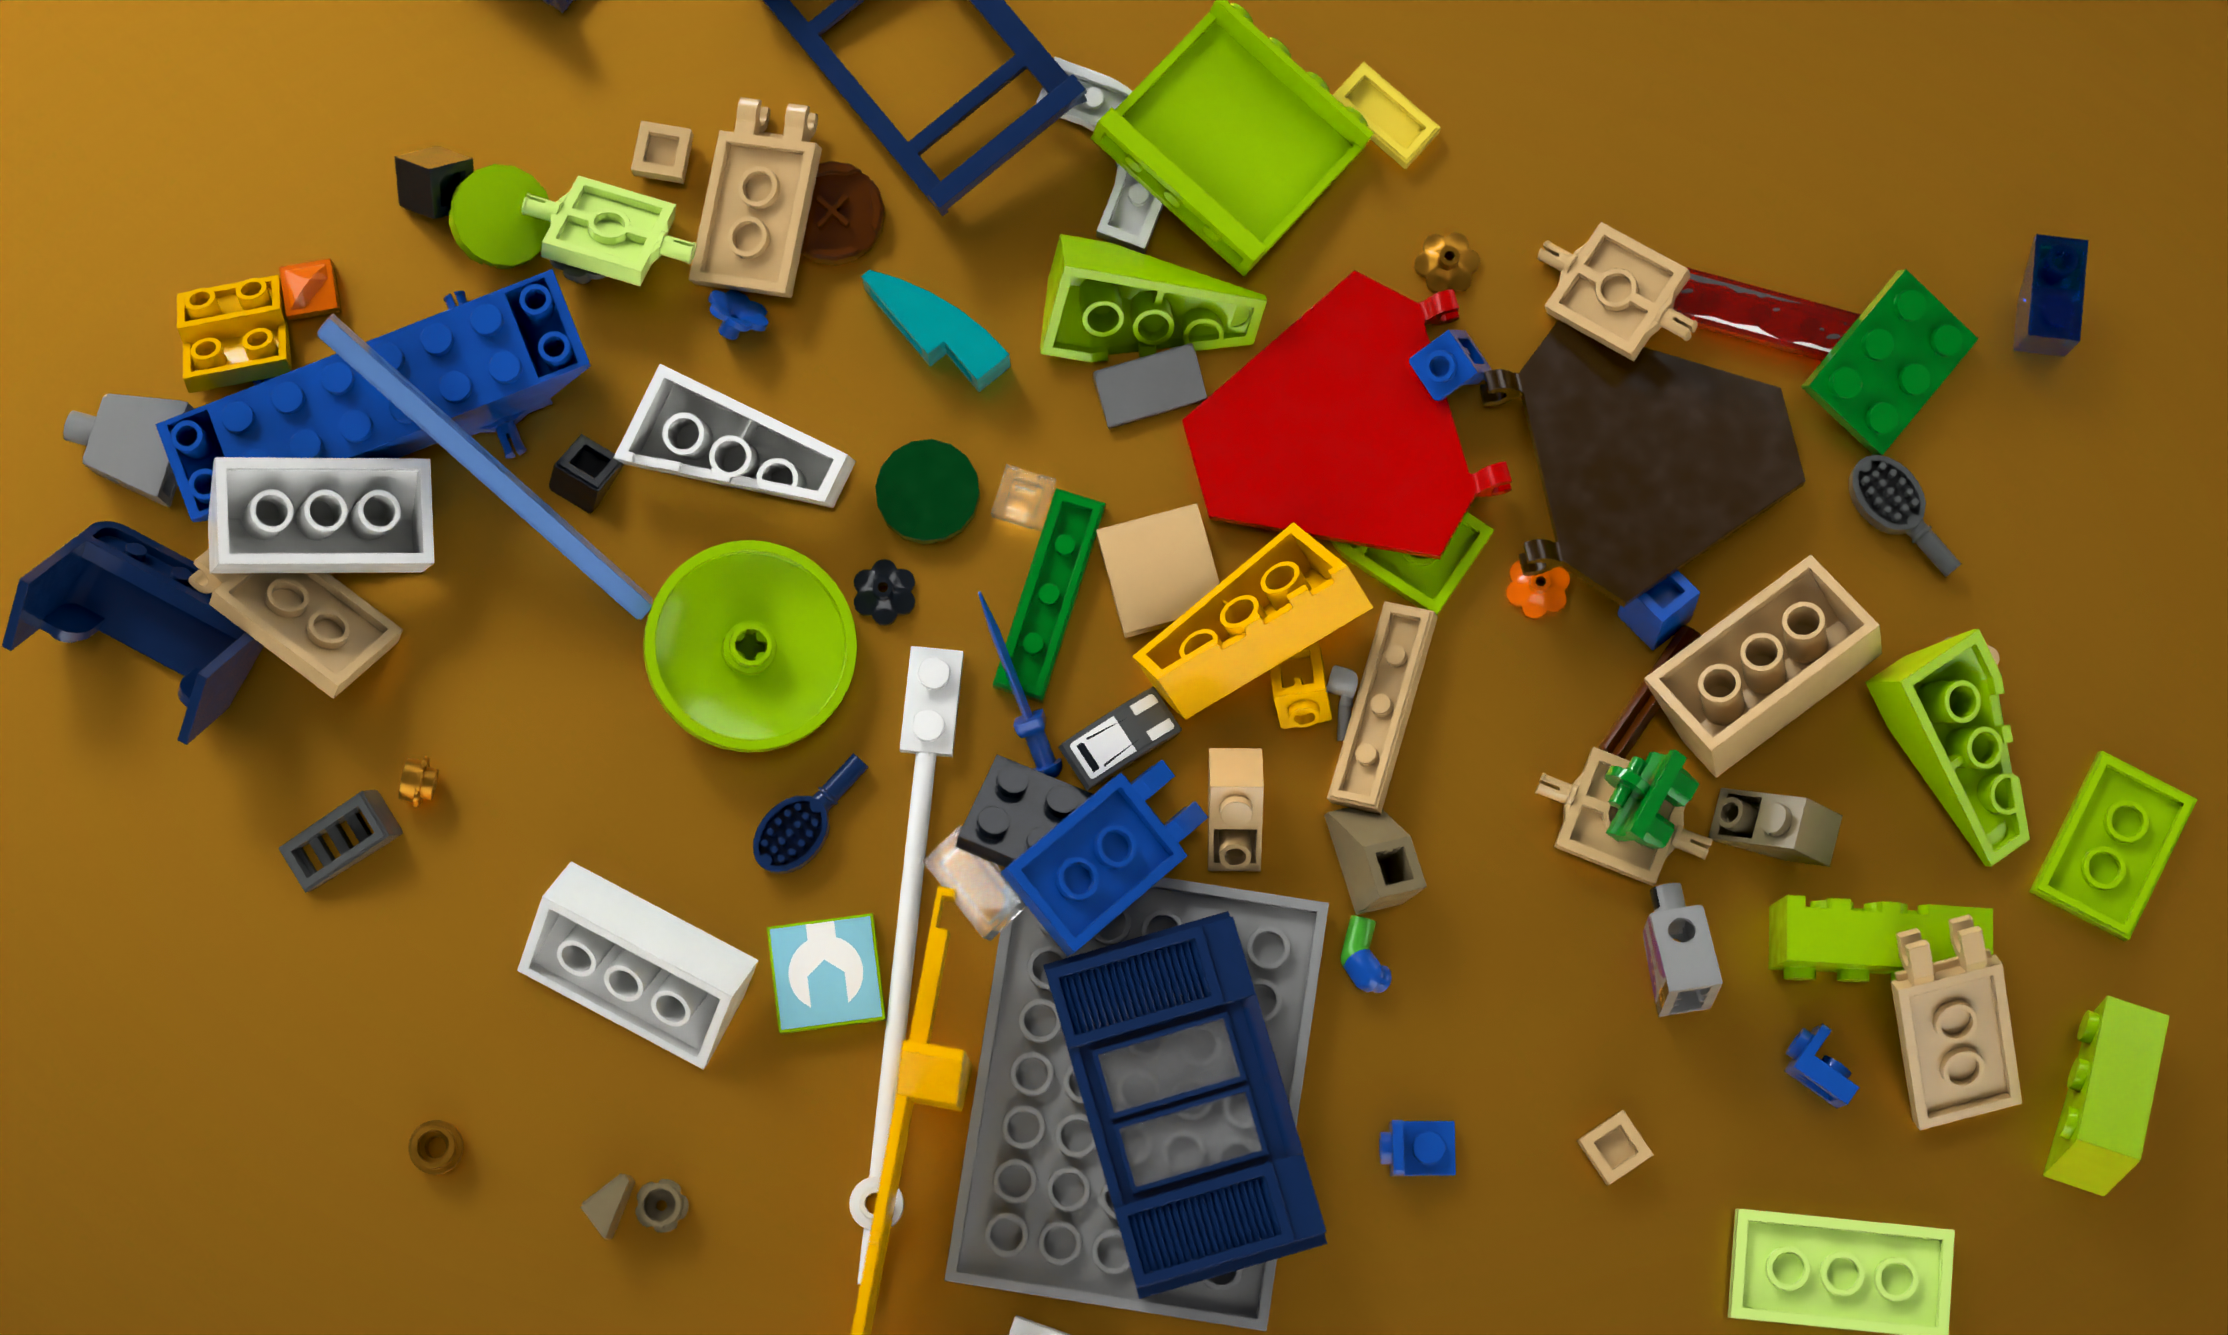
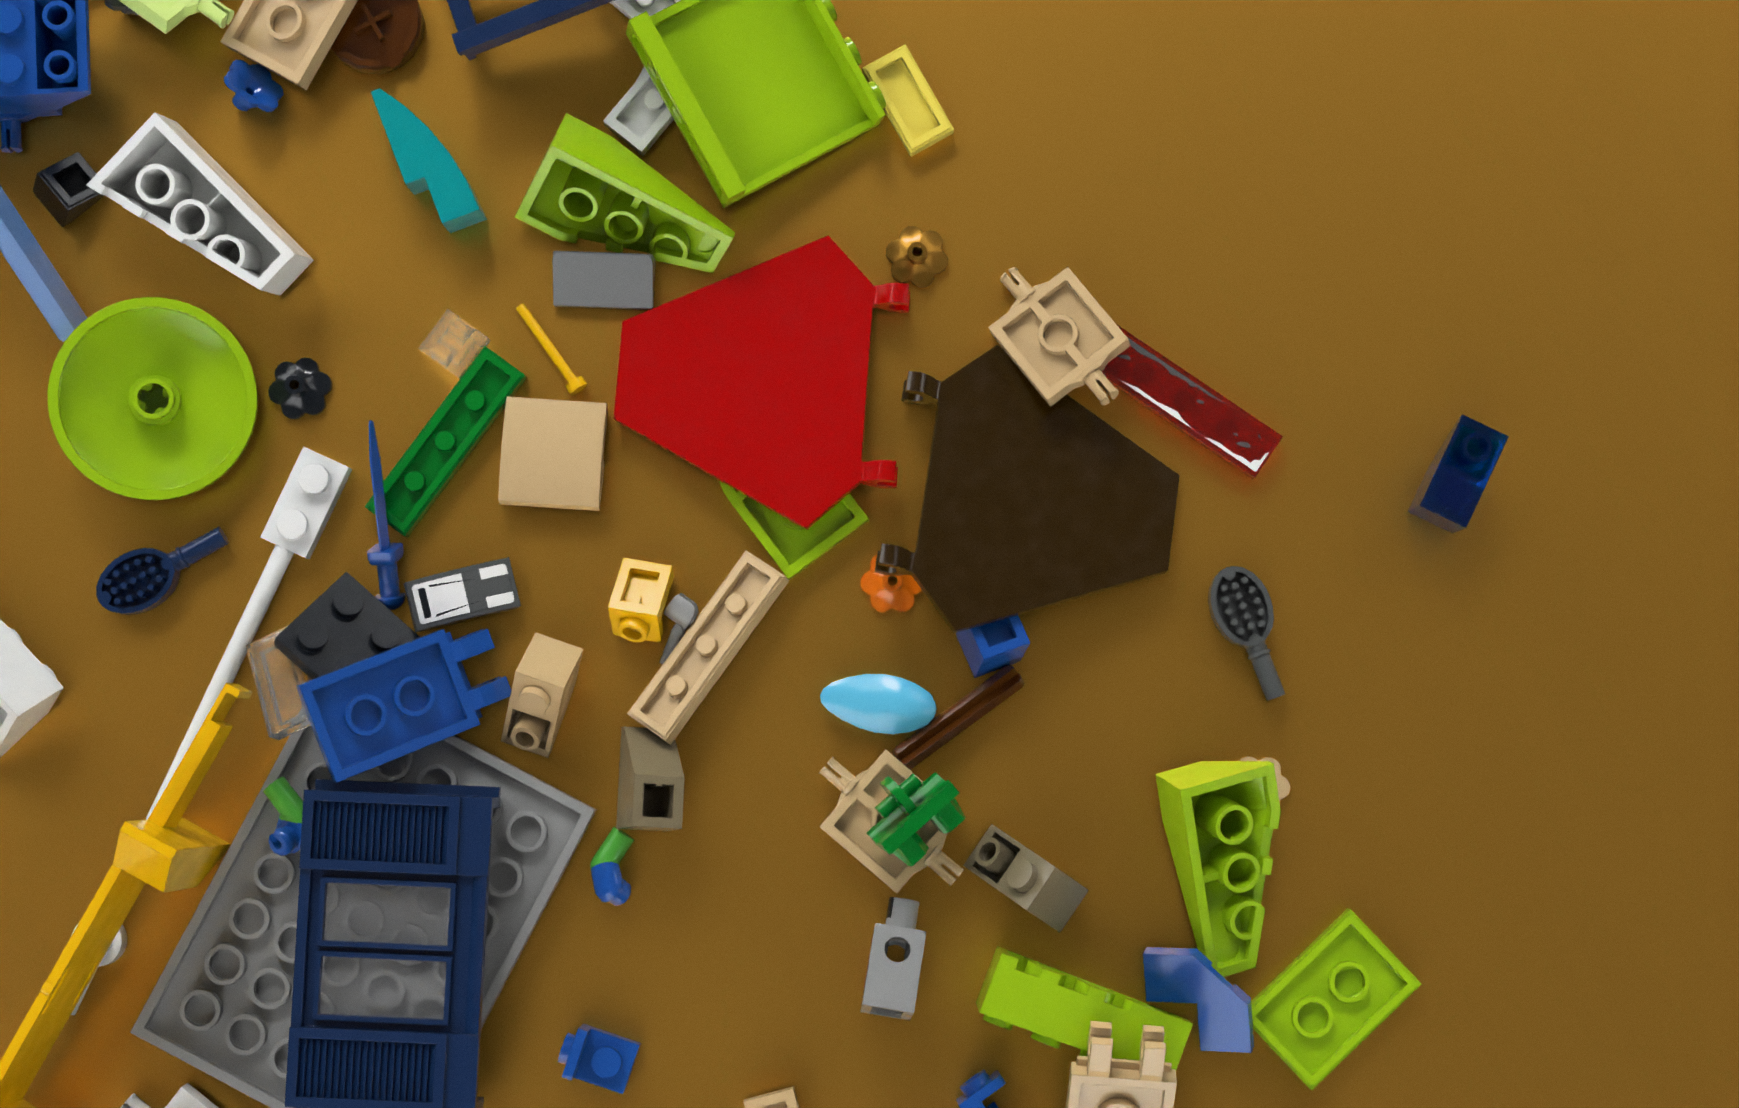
camera: 20 degrees right, 5 degrees up
(826, 973) = (125, 718): medium azure tile -> none
(927, 491) = (369, 309): dark green tile -> none
(1035, 1011) = (288, 803): none -> arm
(1157, 497) = (575, 384): none -> yellow piece
(1252, 622) = (611, 531): yellow wedge -> none
(1449, 364) = (882, 352): blue bracket -> none
(1570, 705) = (880, 703): none -> medium azure arm
(1765, 665) = (1068, 727): tan slope -> none
(1889, 362) = (1286, 486): green plate -> none
(1973, 868) = (1188, 977): none -> blue tile

